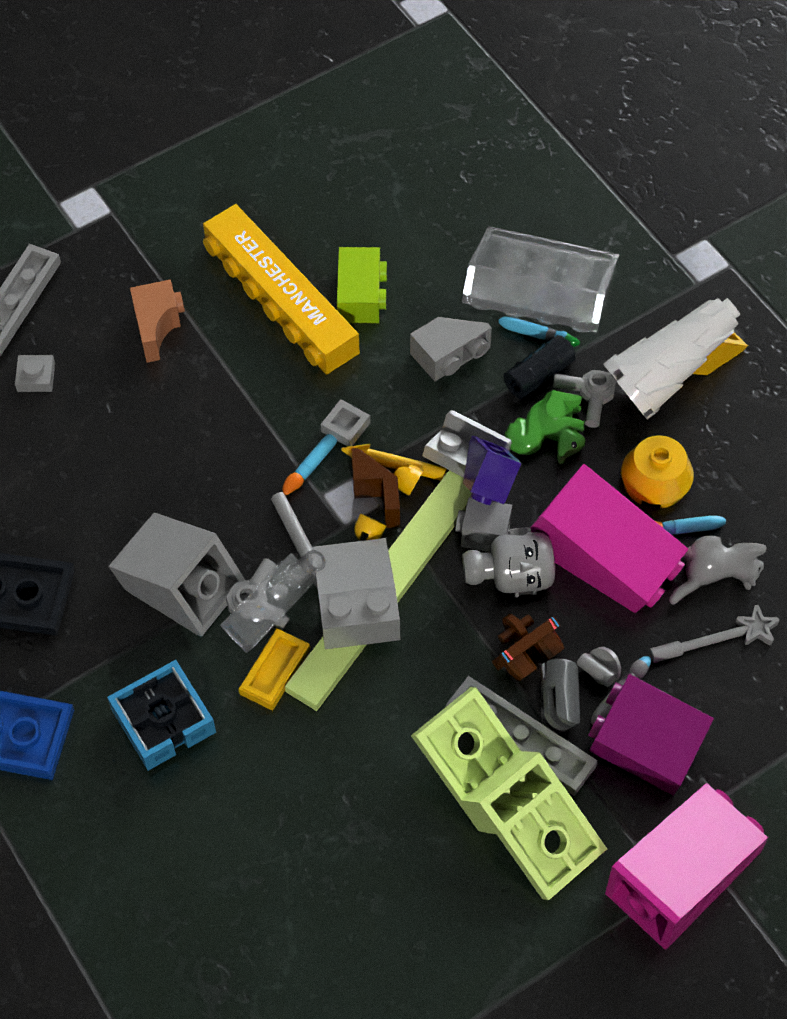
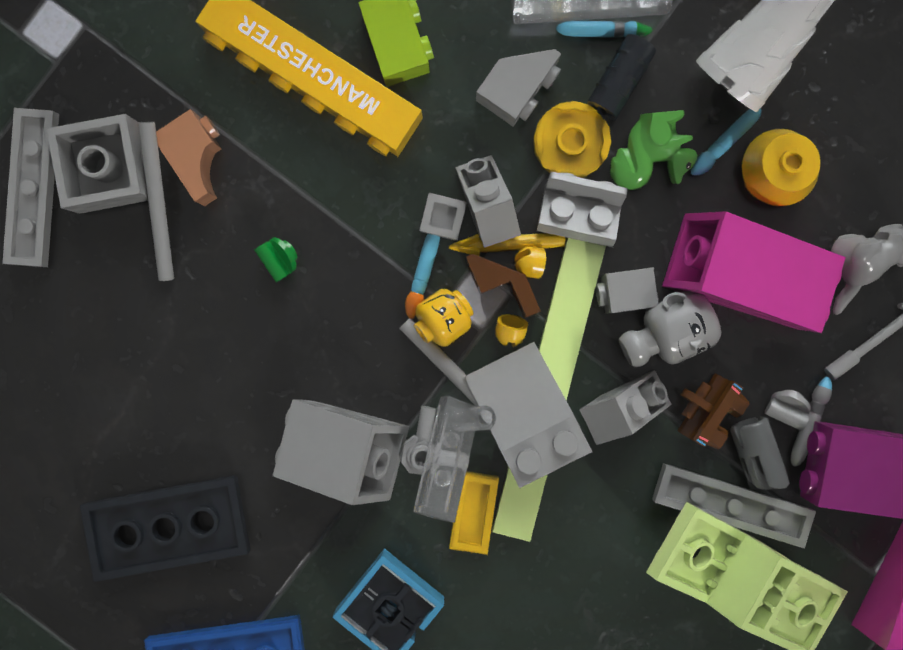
camera: 20 degrees left, 30 degrees up
(35, 373) = (94, 263): light grey plate -> none
(79, 298) = (98, 163): none -> light grey brick
(110, 338) = (156, 200): none -> light grey bar
(191, 410) = (278, 257): none -> green plate
(313, 496) = (443, 317): none -> yellow head
(388, 421) = (488, 201): none -> light grey slope
(448, 617) = (626, 408): none -> light grey slope
(483, 399) = (572, 139): none -> yellow tile
(489, 471) = (623, 242): dark purple slope -> none
(595, 387) = (688, 85): light grey piece -> none
(616, 442) = (725, 142): none -> medium azure piece
(694, 524) = (823, 216): medium azure piece -> none

